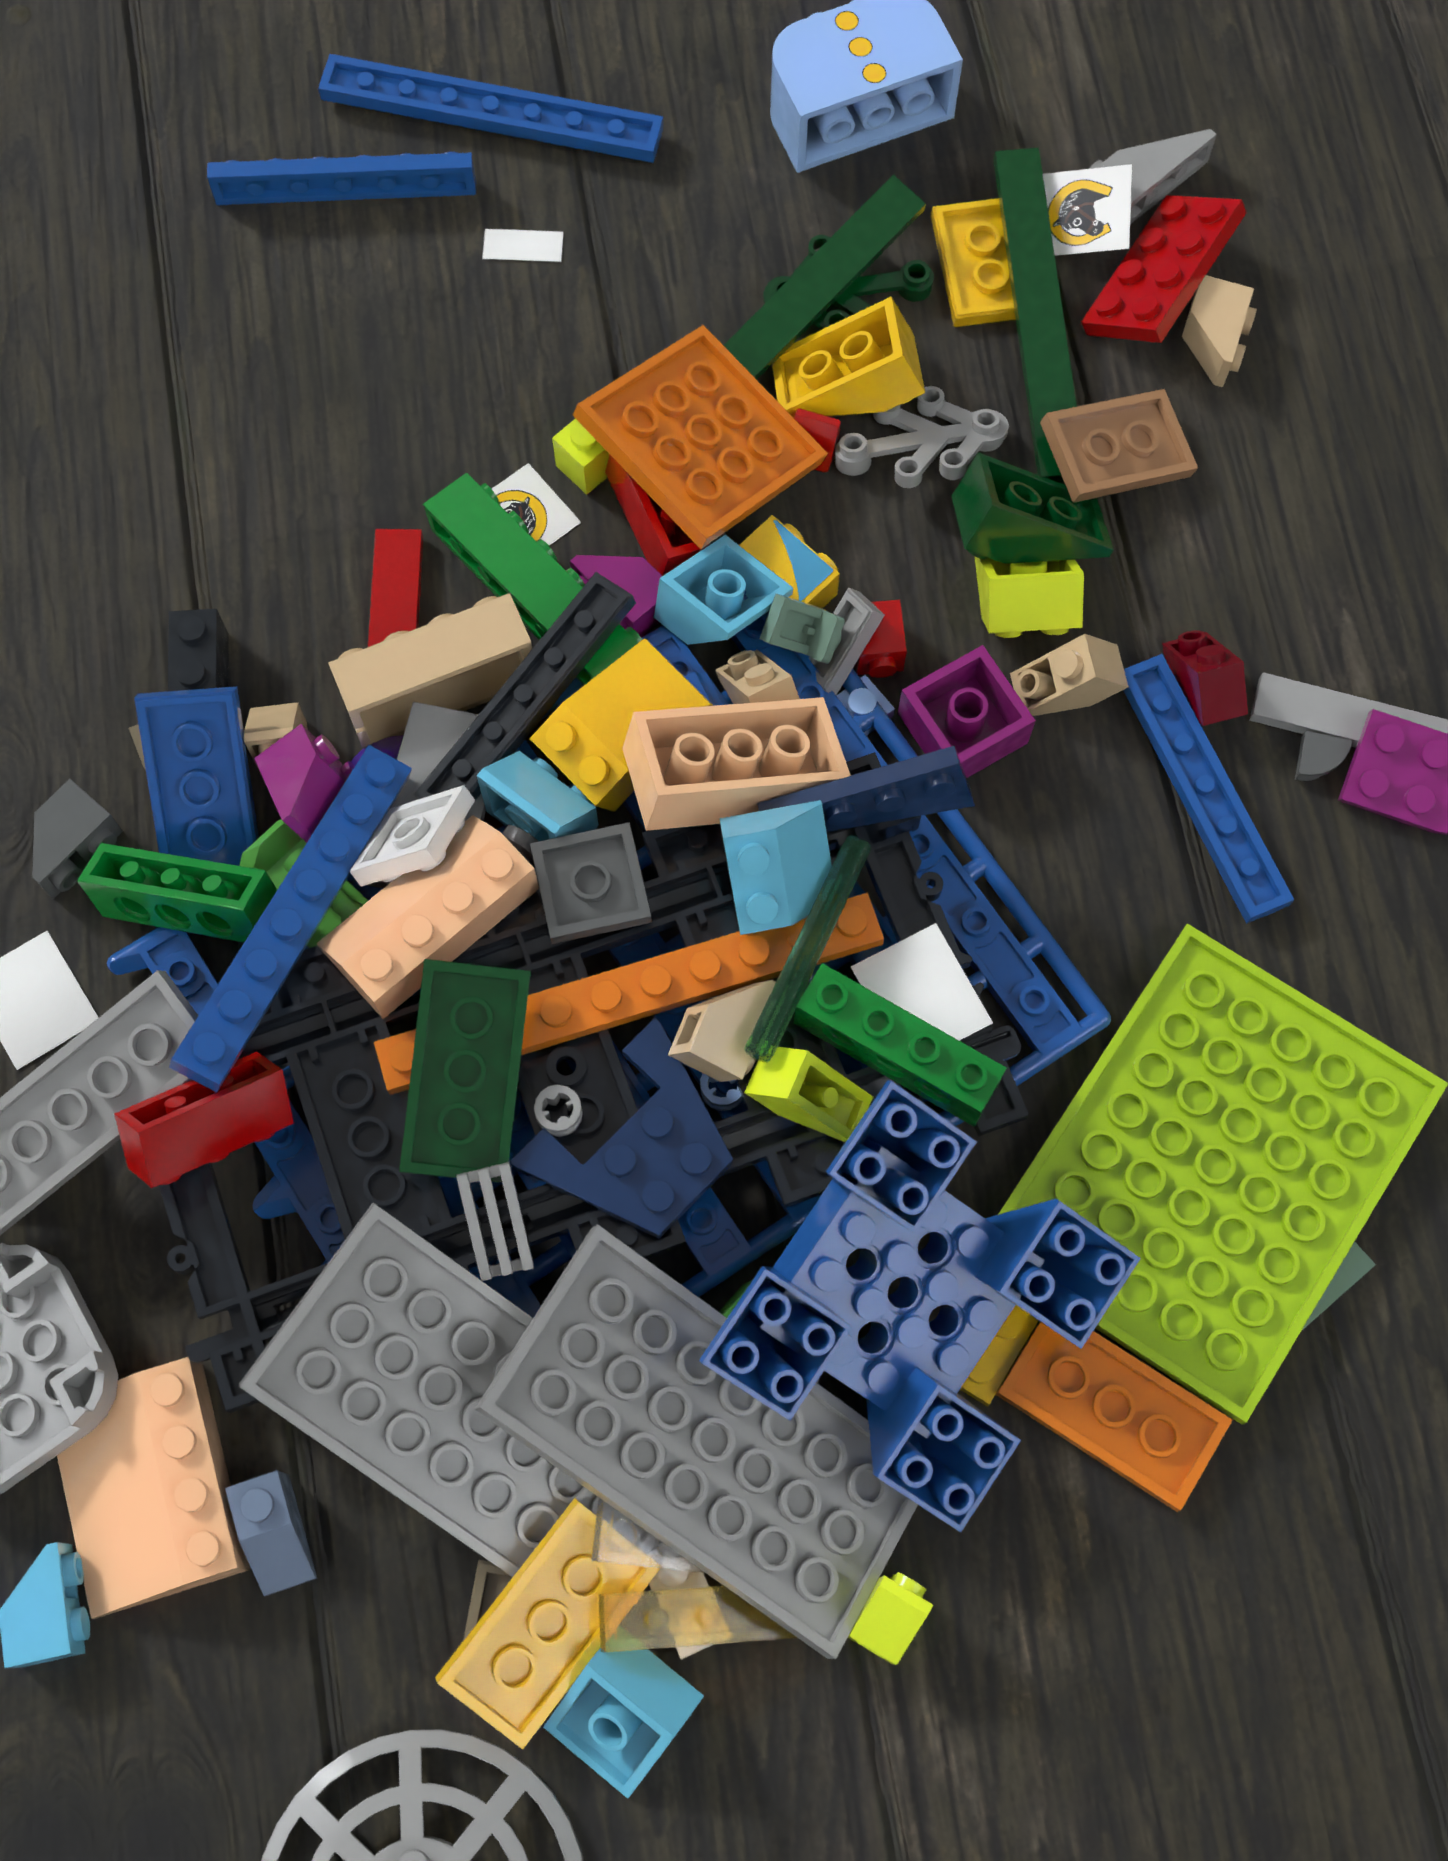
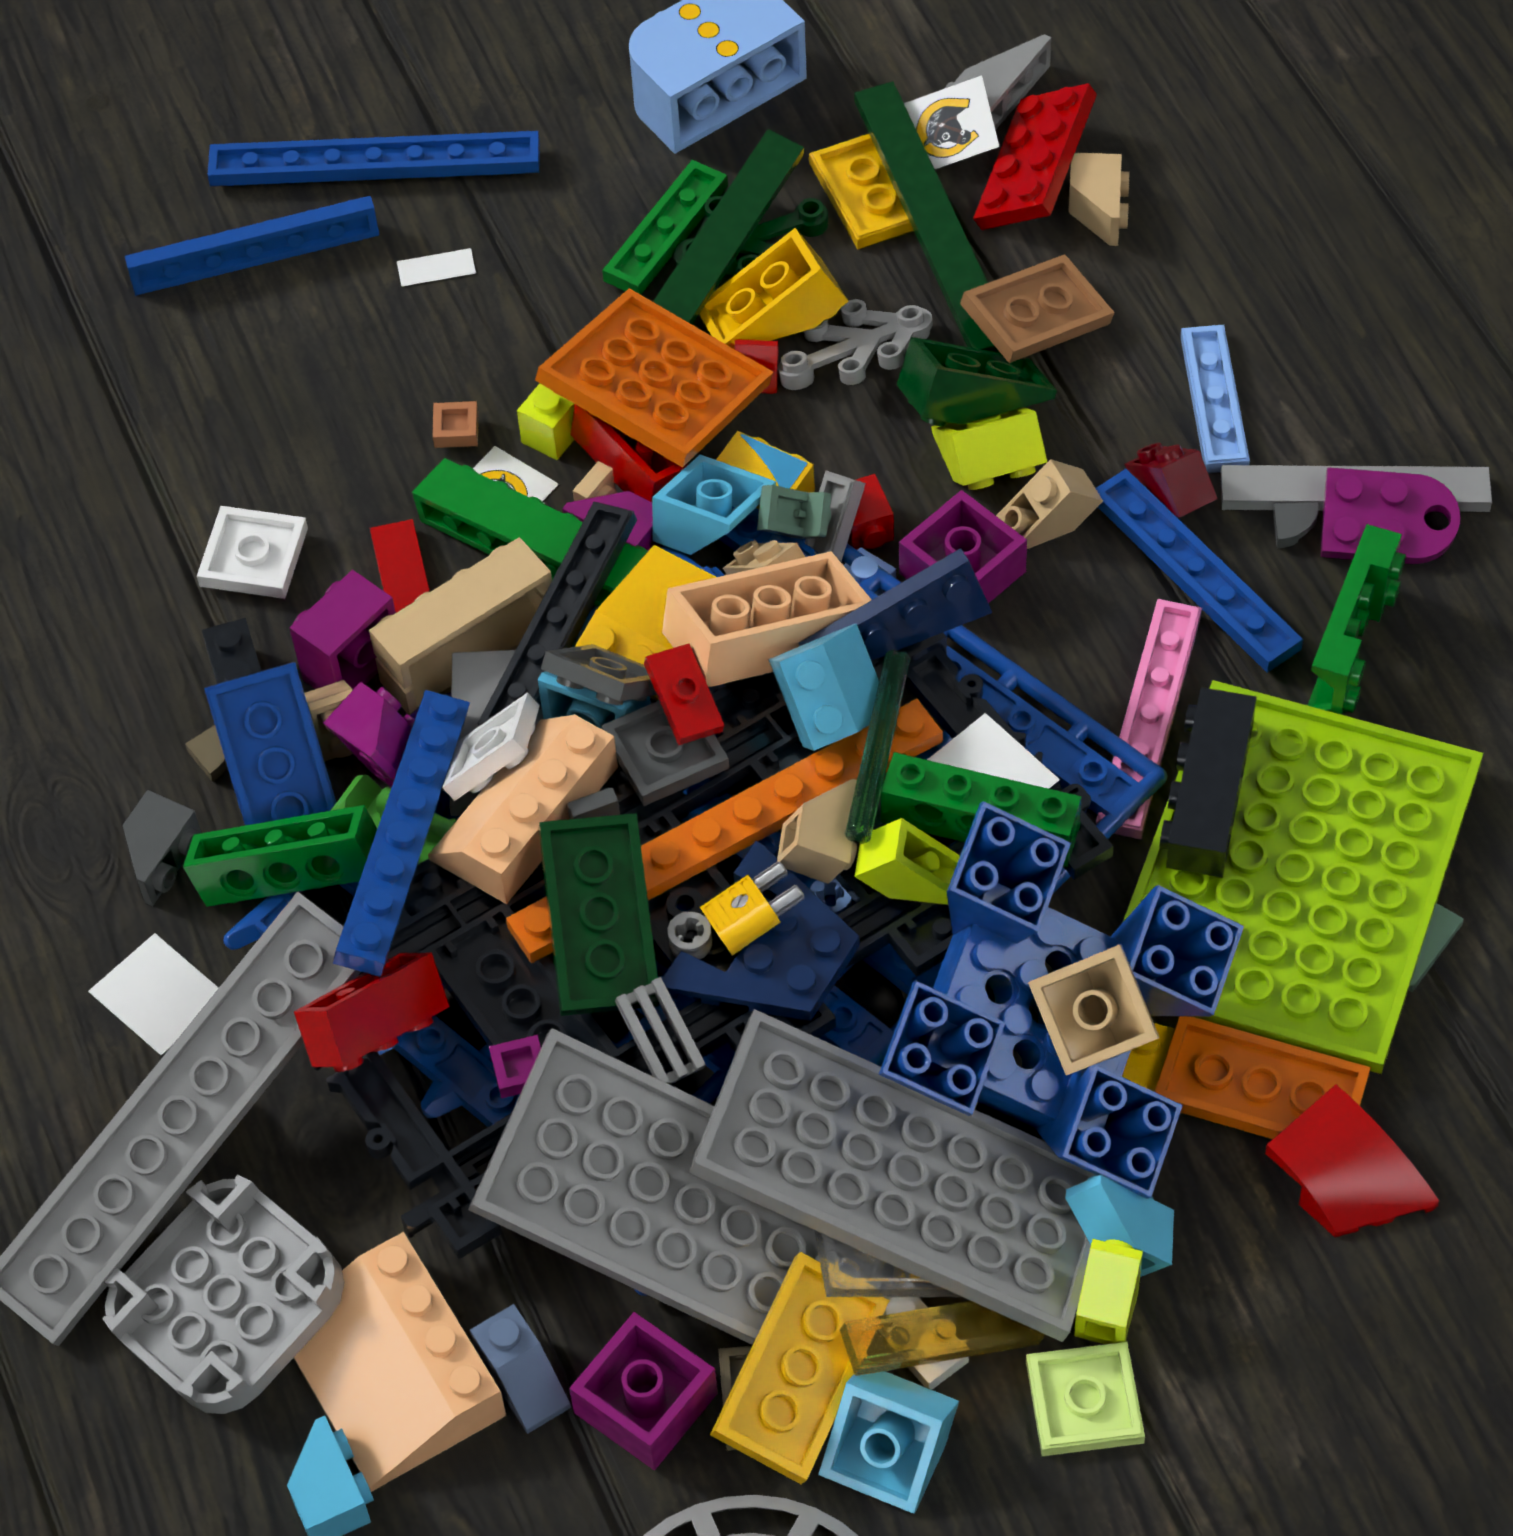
camera: 10 degrees left, 15 degrees down
(252, 527) = (252, 552): none -> white plate
(300, 645) = (334, 634): none -> magenta brick
(336, 1216) = (514, 1063): none -> magenta plate
(385, 1598) = (644, 1390): none -> magenta brick
(492, 432) = (455, 424): none -> nougat plate
(495, 944) = (595, 805): none -> dark grey tile
(547, 786) = (599, 670): none -> dark grey plate
(613, 540) = (596, 483): none -> tan plate
(617, 1104) = (744, 914): none -> yellow piece
(621, 834) = (683, 694): none -> red plate
(762, 258) = (664, 228): none -> green plate
(836, 1716) = (1085, 1399): none -> yellowish green tile
(926, 1545) = (1116, 1213): none -> medium azure slope
(953, 1320) = (1093, 1010): none -> tan slope
(1125, 919) = (1157, 693): none -> bright pink tile
(1153, 1051) = (1210, 782): none -> black brick
(1178, 1530) = (1348, 1167): none -> red slope
(1276, 590) = (1214, 397): none -> light blue tile
(1386, 854) = (1365, 593): none -> green piece

